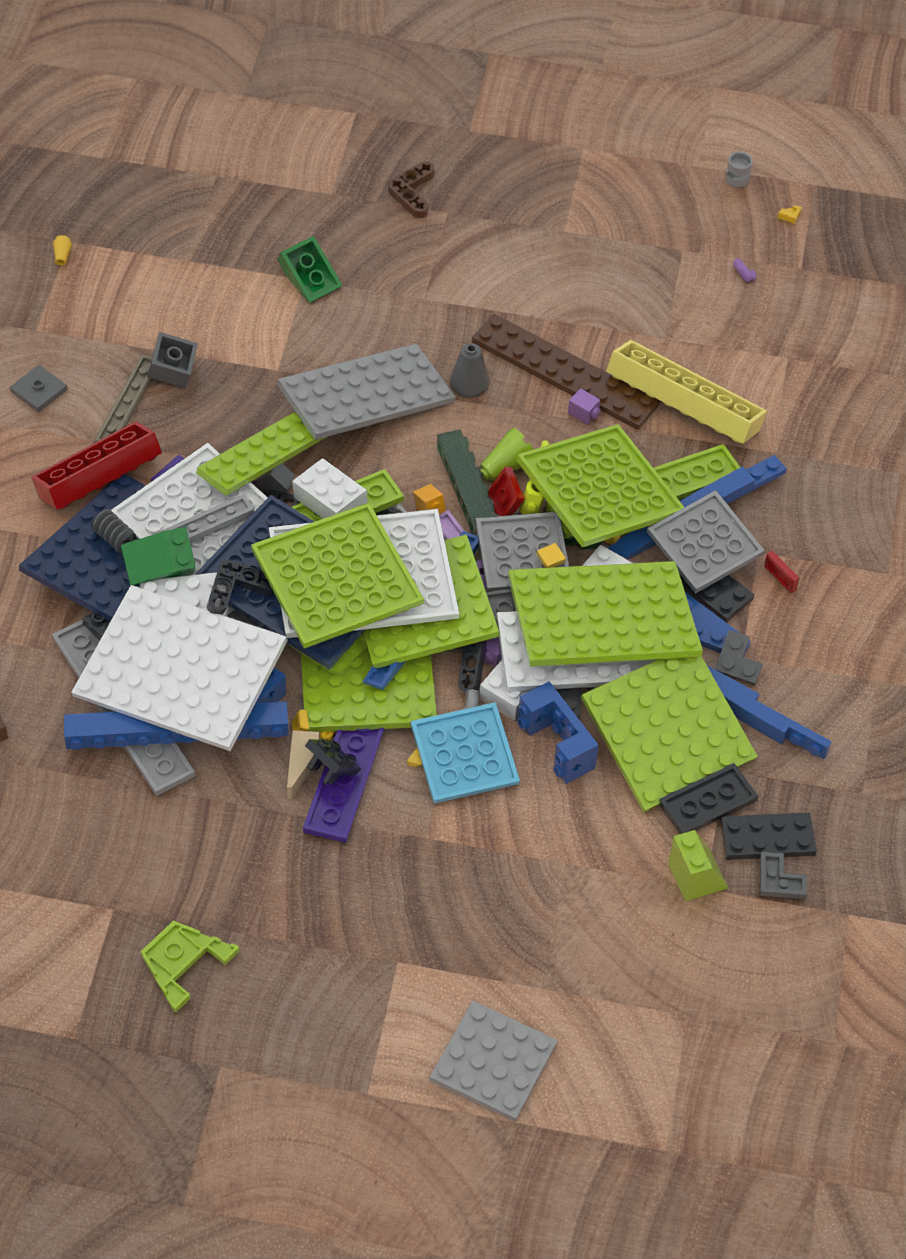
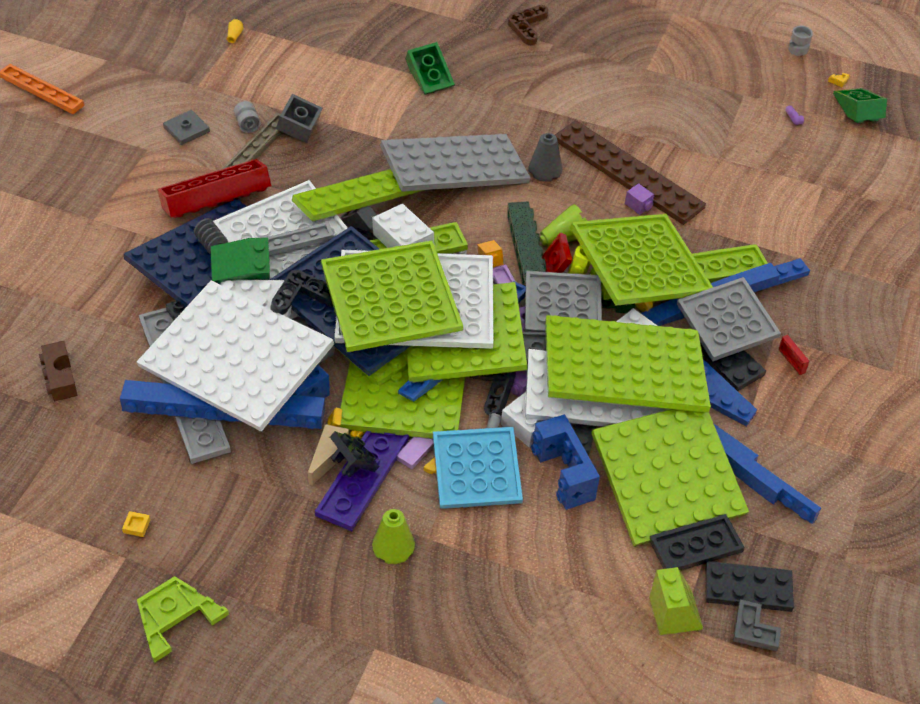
camera: 10 degrees right, 5 degrees down
(108, 365) = (247, 117): none -> light grey wheel
(116, 871) = (136, 524): none -> yellow plate
(393, 844) = (393, 538): none -> lime cone
(394, 744) = (415, 451): none -> lavender tile
(551, 556) = (587, 309): yellow tile -> none
(686, 391) = (730, 198): light yellow brick -> none
(732, 661) = (738, 423): dark grey plate -> none
(819, 245) = (862, 104): none -> green slope

